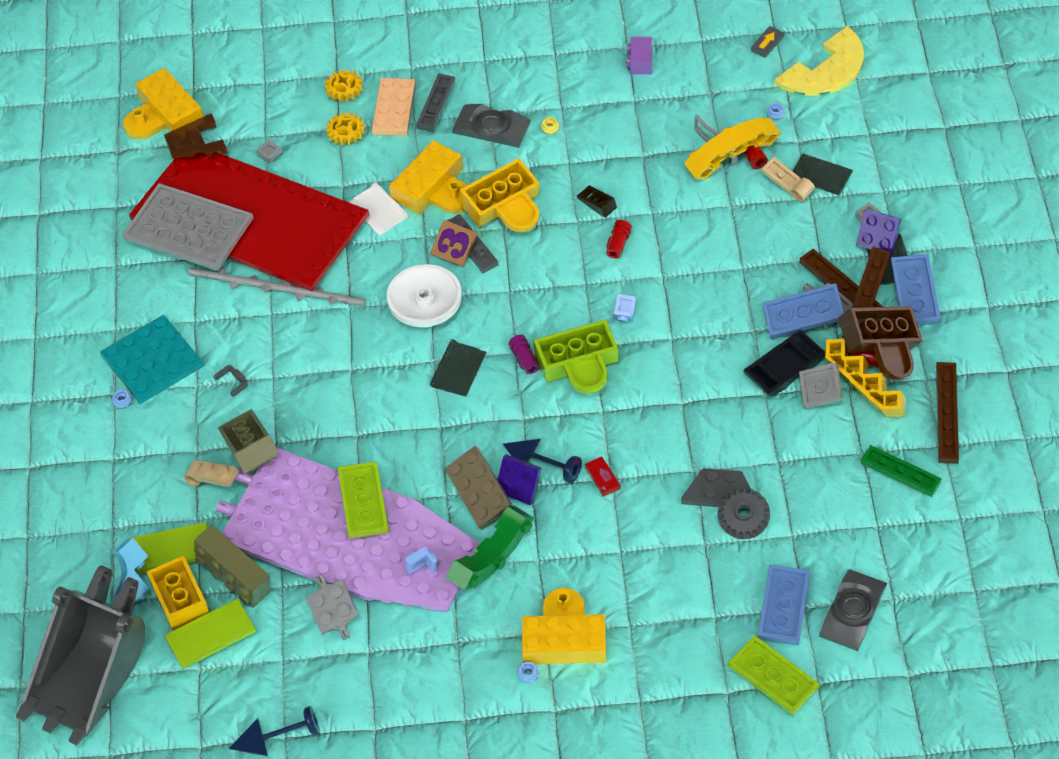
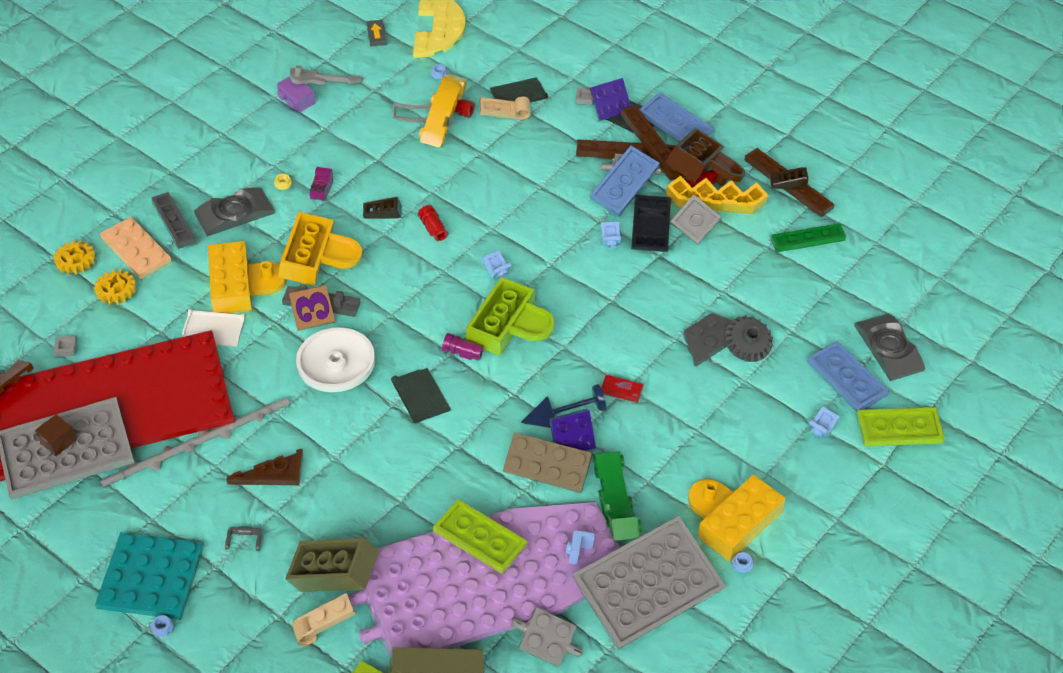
camera: 50 degrees left, 5 degrees down
(184, 213) = (55, 435): none -> reddish brown piece
(300, 349) = (272, 472): none -> reddish brown wing
(441, 627) = (648, 582): none -> light grey plate
(573, 147) = (321, 184): none -> magenta leg
(655, 43) = (302, 76): none -> light grey piece
(715, 623) = (823, 422): none -> light blue bracket
(741, 348) = (610, 234): none -> light blue bracket
(950, 420) = (796, 179): none -> dark brown slope

